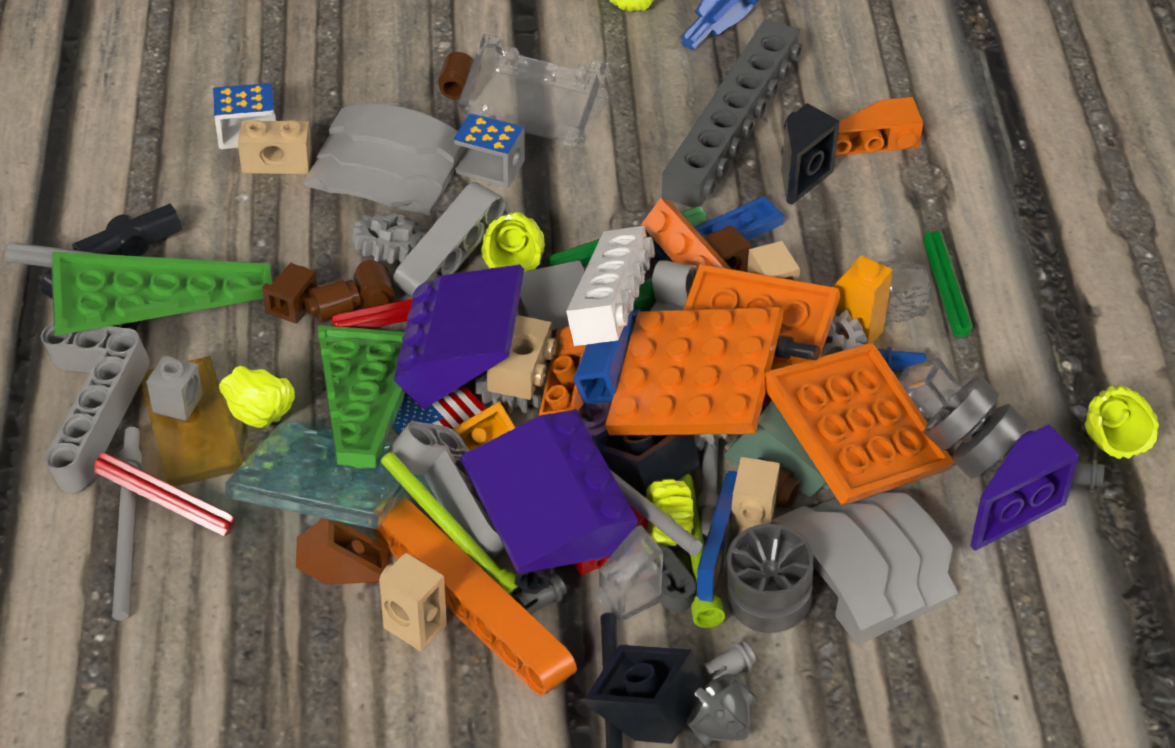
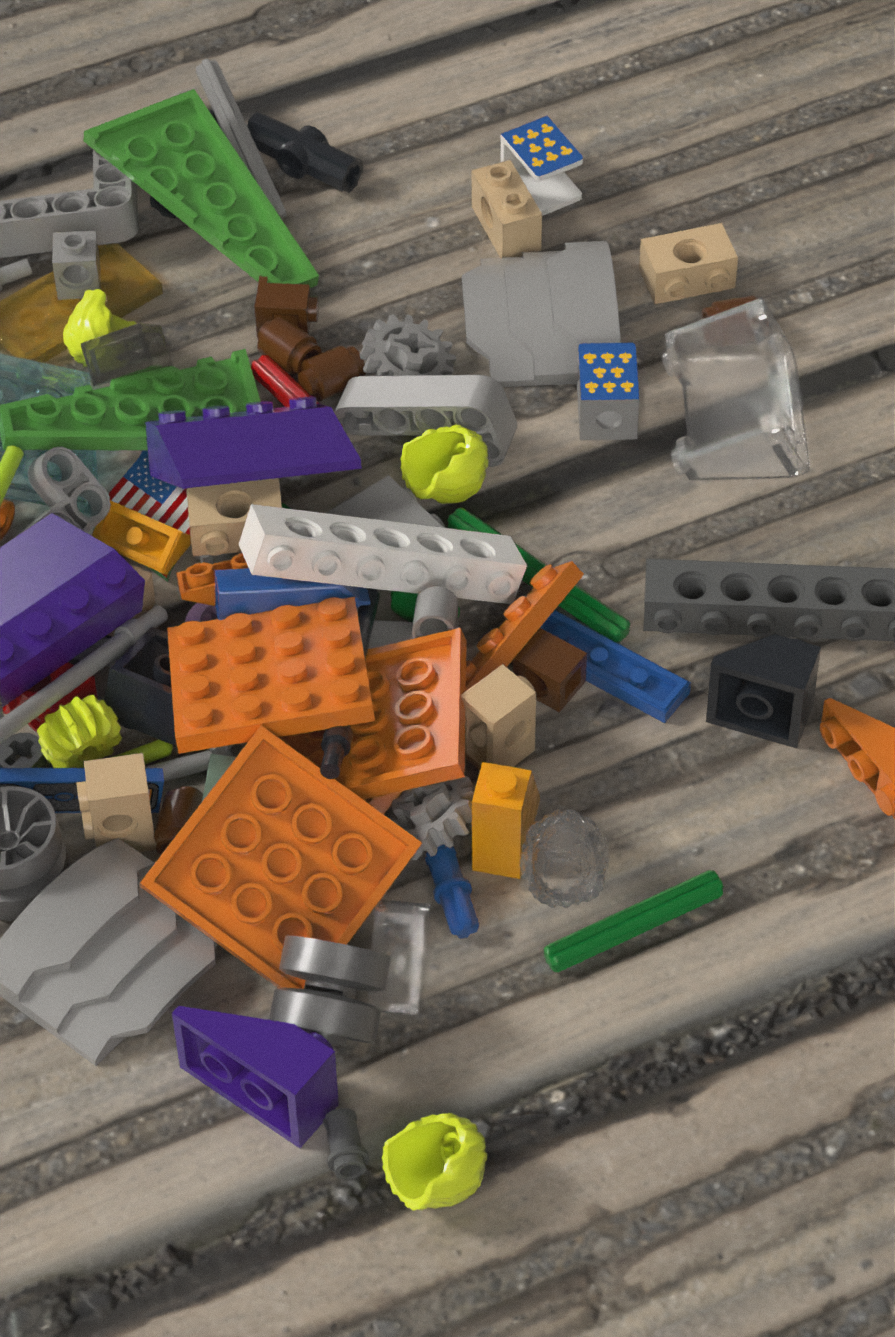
camera: 70 degrees right, 5 degrees up
(308, 374) = (126, 353): none -> clear smoke slope
(390, 76) = (688, 263): none -> tan brick

